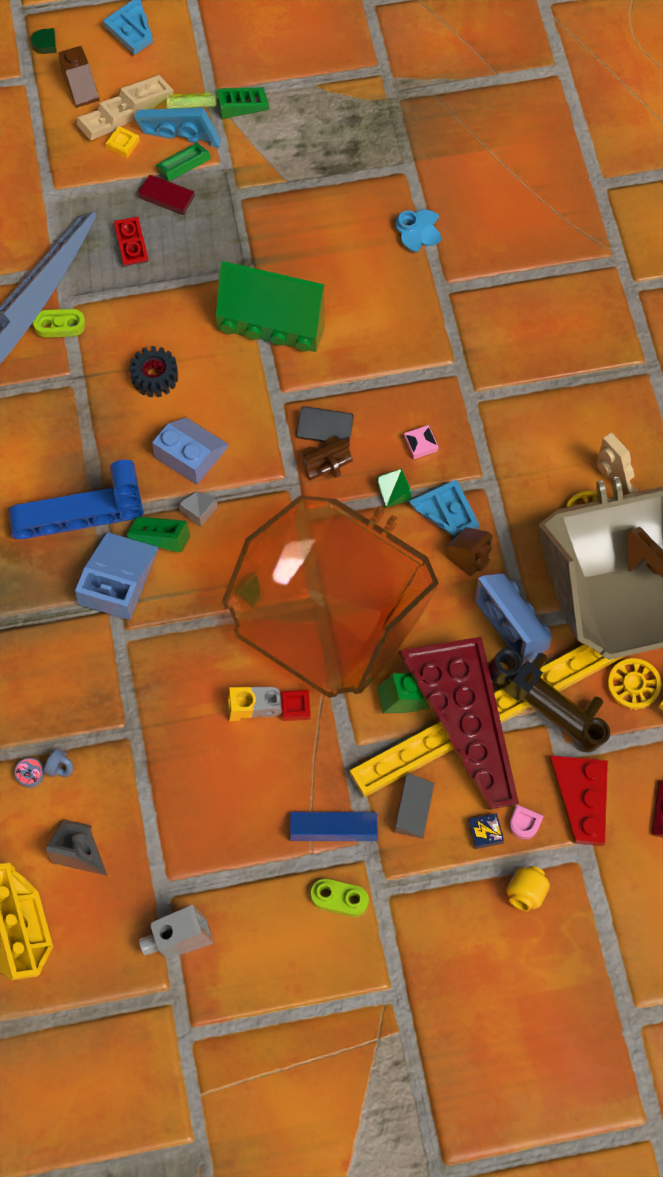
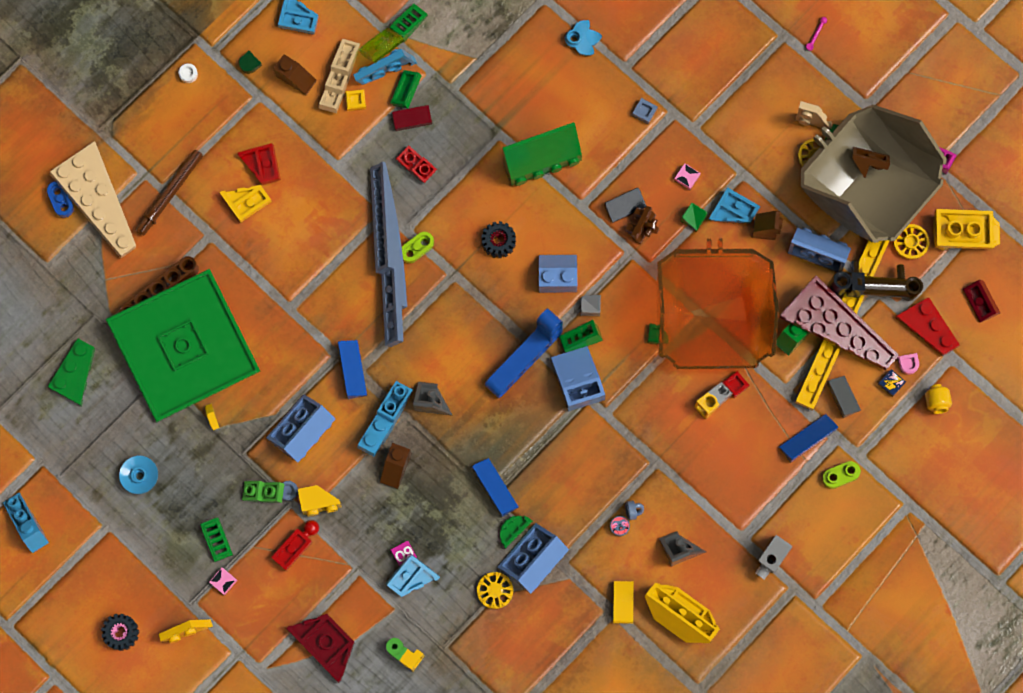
camera: 30 degrees left, 10 degrees up
(427, 344) = (644, 111): none -> sand blue tile

